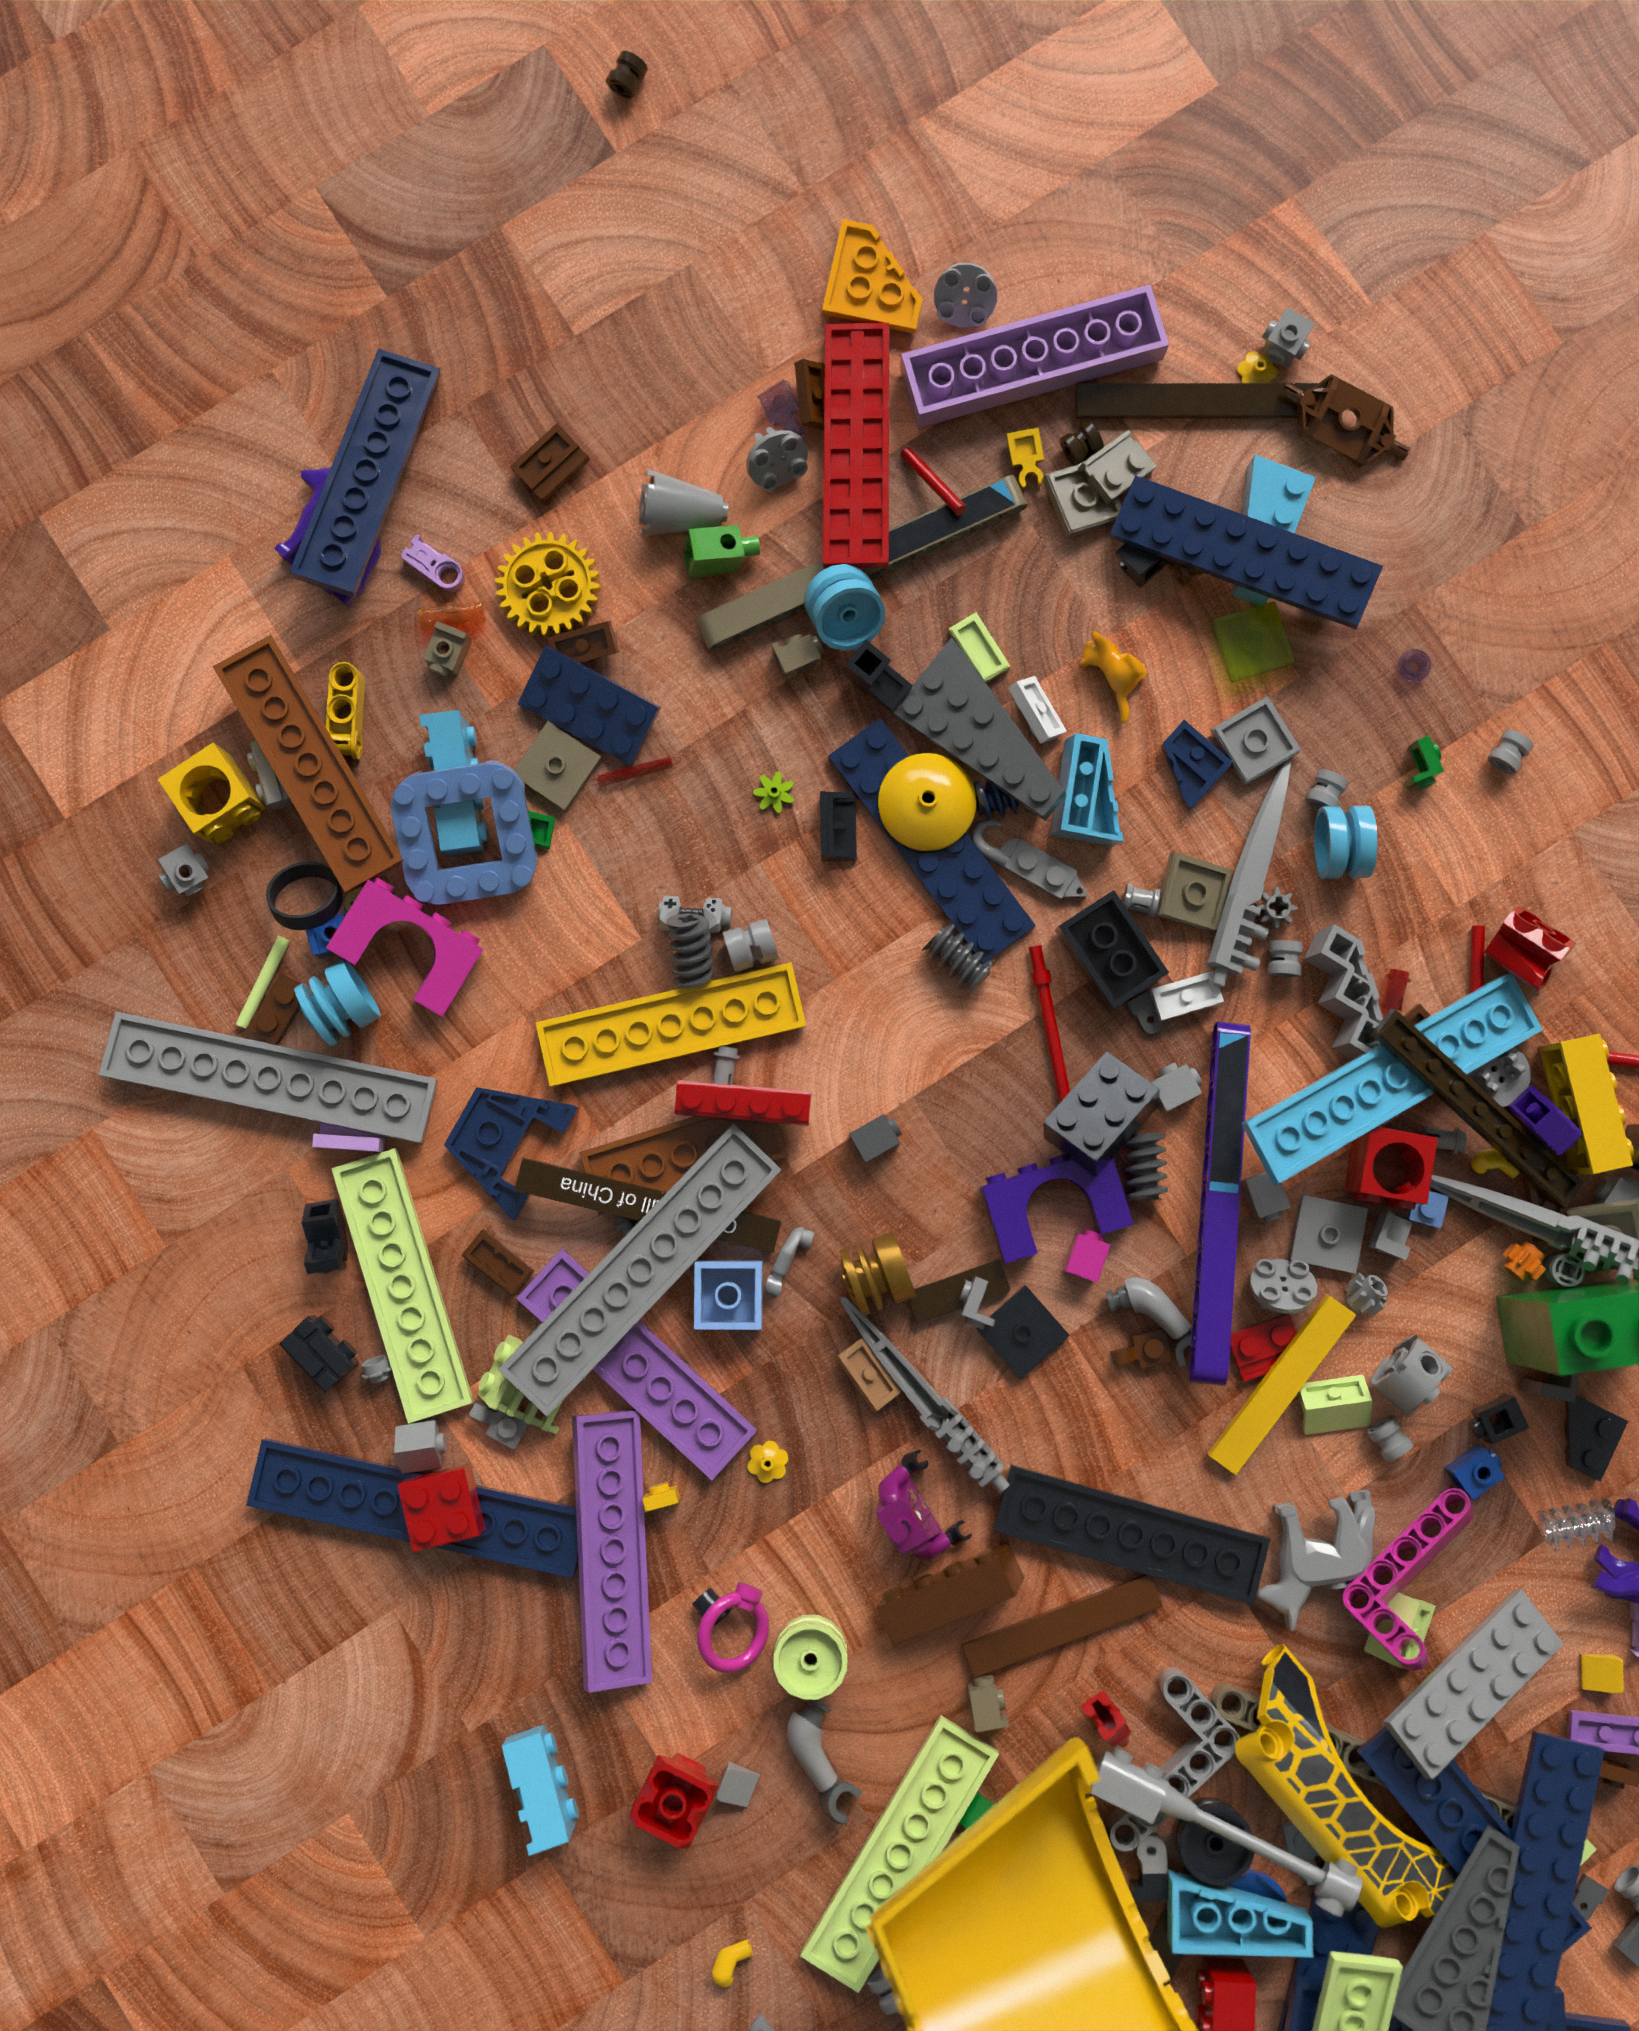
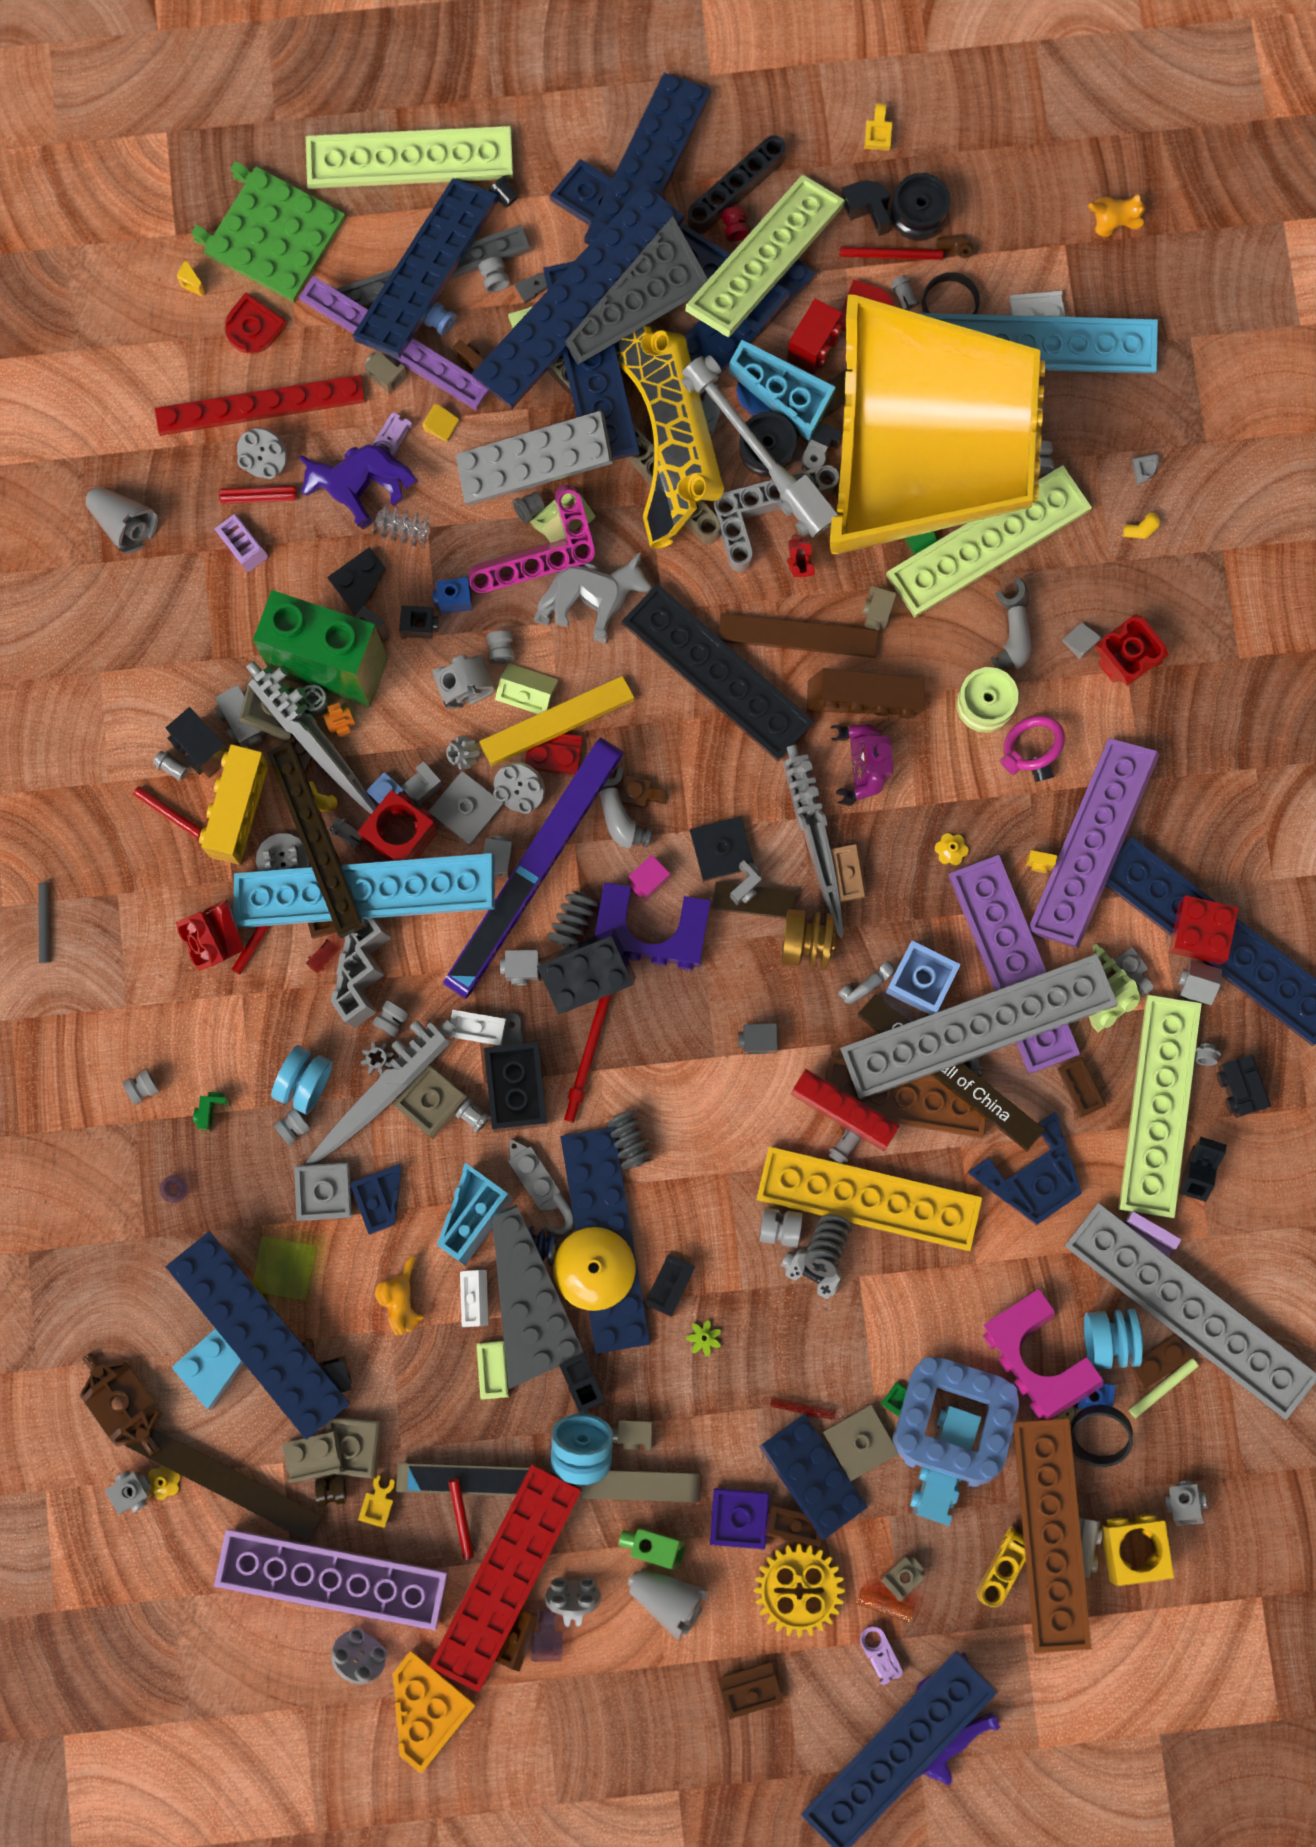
camera: 155 degrees left, 5 degrees down
(540, 1788) = (1221, 704): medium azure wedge -> none
(645, 626) = (739, 1518): none -> dark purple plate
(1447, 1622) = (528, 506): none -> dark grey piece
(1545, 1120) = (271, 808): dark purple brick -> none

